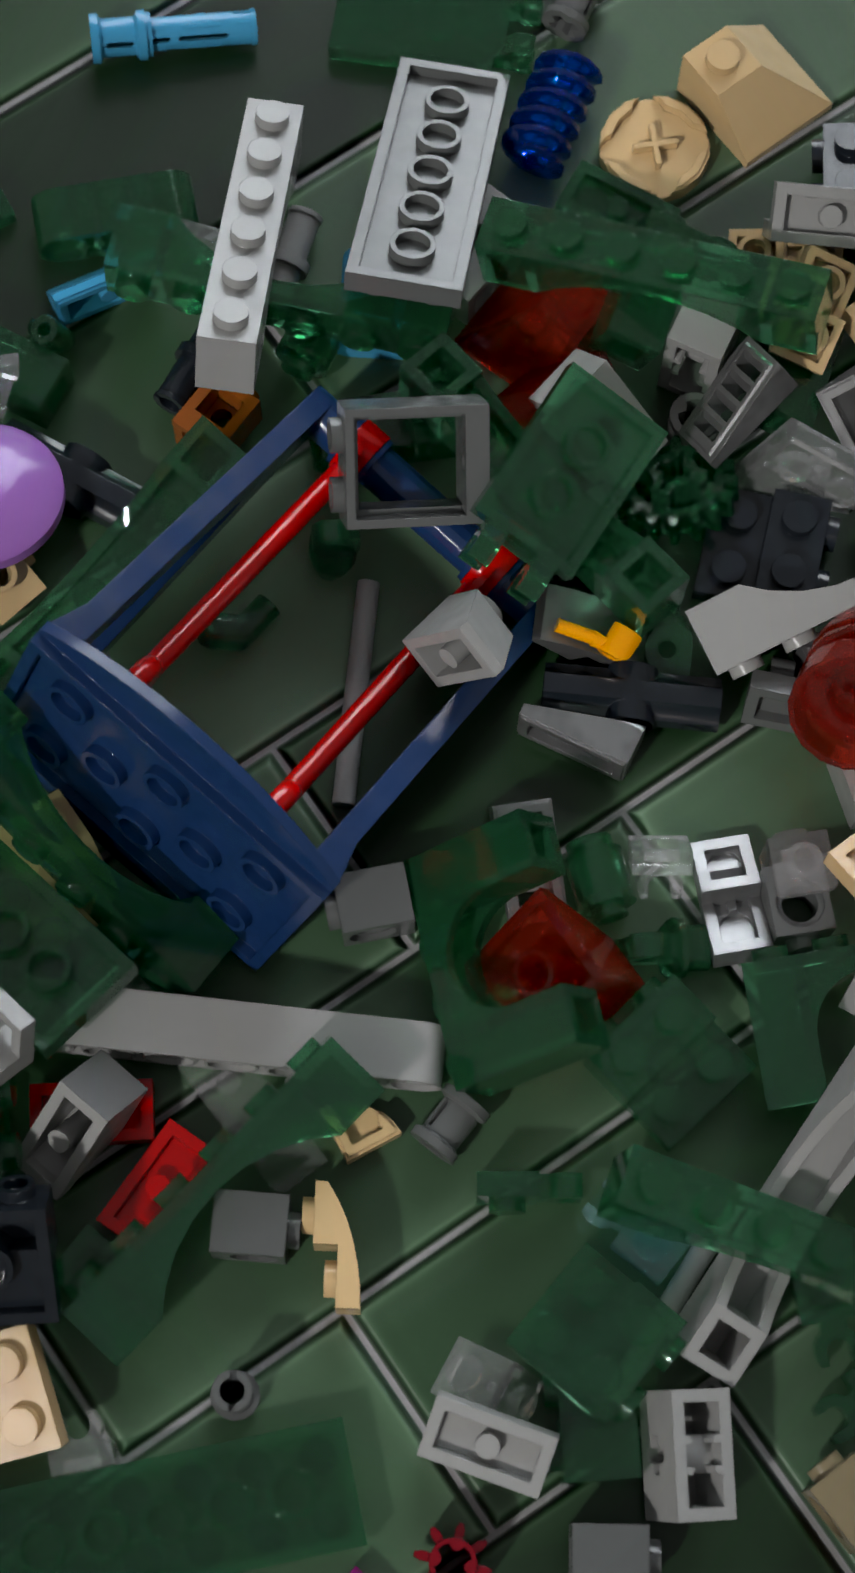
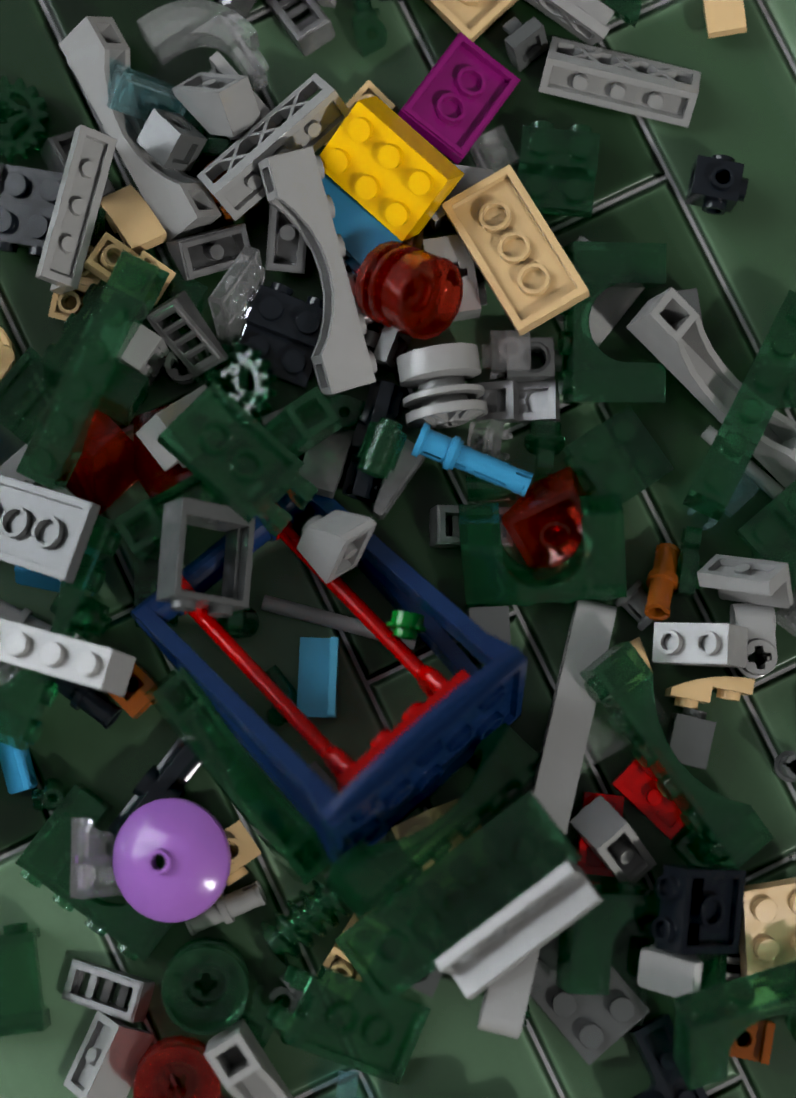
camera: 80 degrees left, 10 degrees up
(269, 675) = (318, 676): none -> medium azure panel
(358, 758) = (406, 624): none -> green plate
(400, 1215) = (700, 644): none -> light grey brick
(438, 1305) = (761, 636): none -> light grey piece
(488, 1146) = (662, 581): none -> dark orange pin
(511, 1273) = (748, 580): none -> light grey panel
(617, 644) = (343, 442): light orange hand -> none
(618, 695) = (381, 448): none -> clear green brick
(628, 800) = (453, 453): none -> dark azure pin
(740, 770) = (441, 376): none -> light grey wheel

